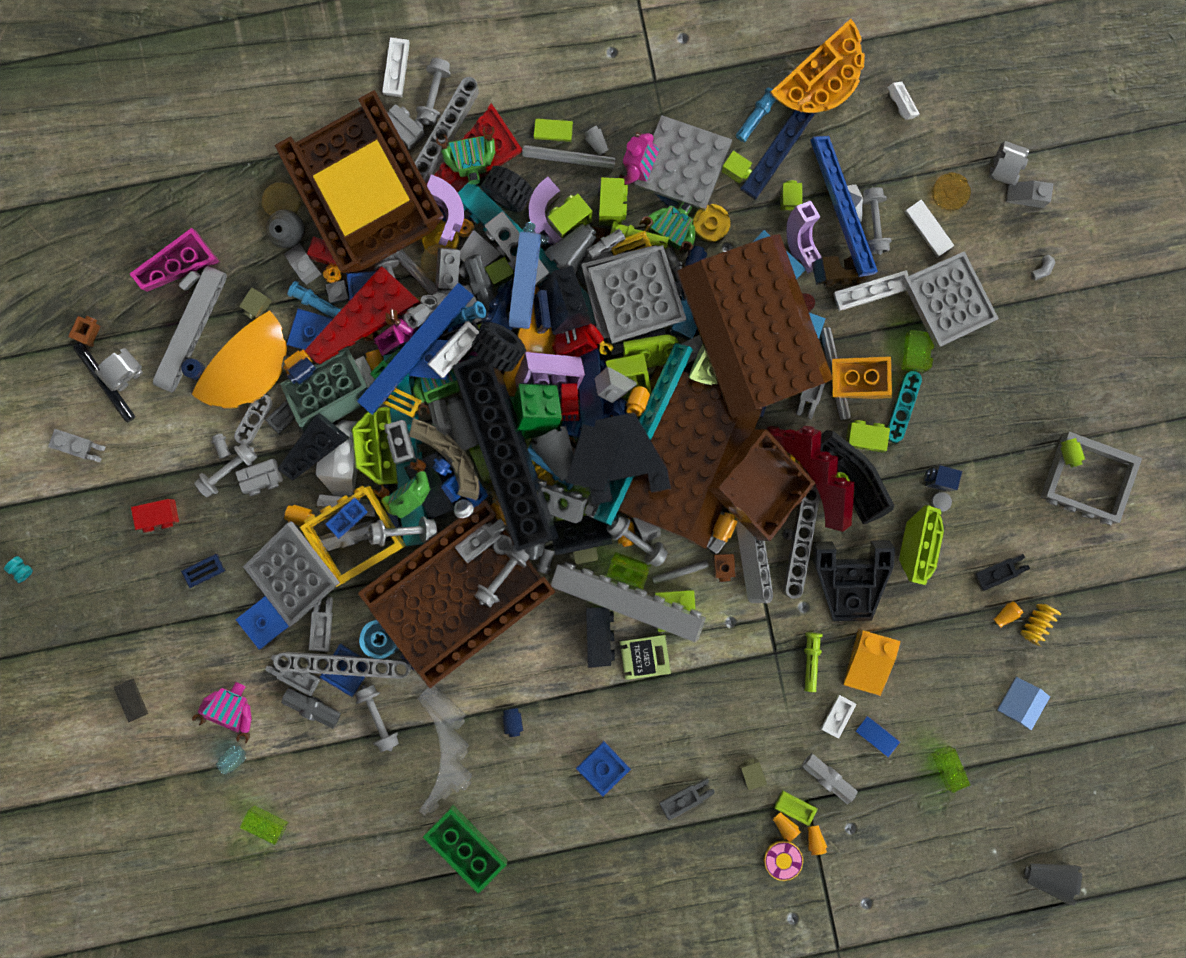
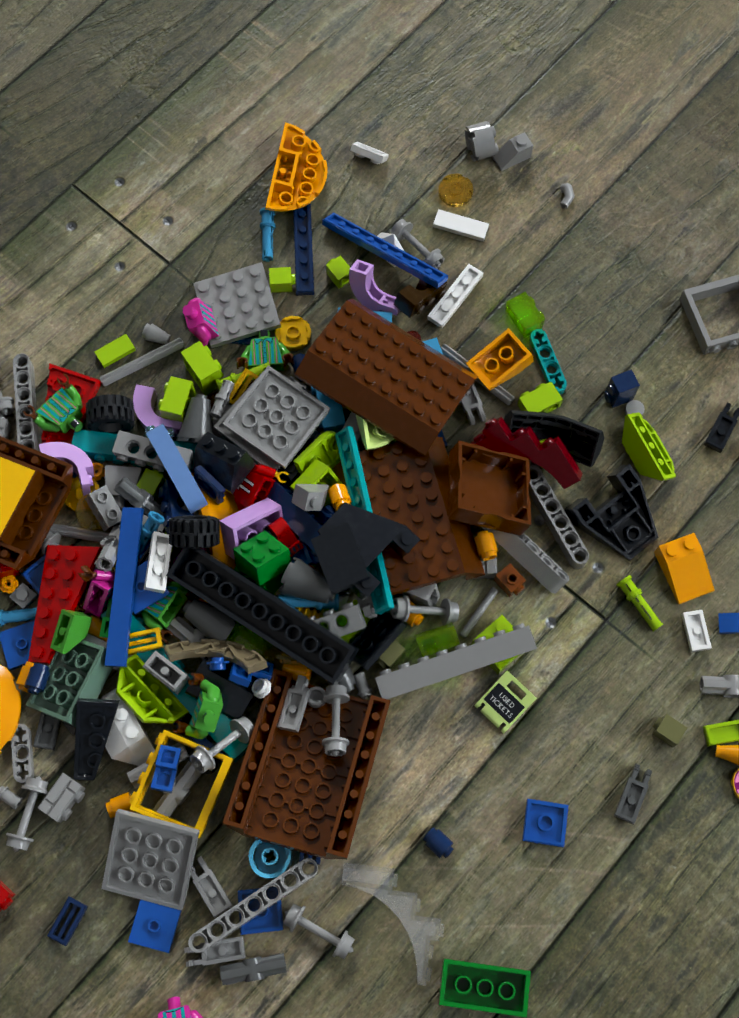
camera: 35 degrees left, 15 degrees down
(351, 351) = (70, 630): none -> bright green slope
(599, 637) = (454, 712): black slope -> none
(950, 299) = (518, 260): light grey plate -> none
(1072, 452) = (699, 301): lime brick -> none

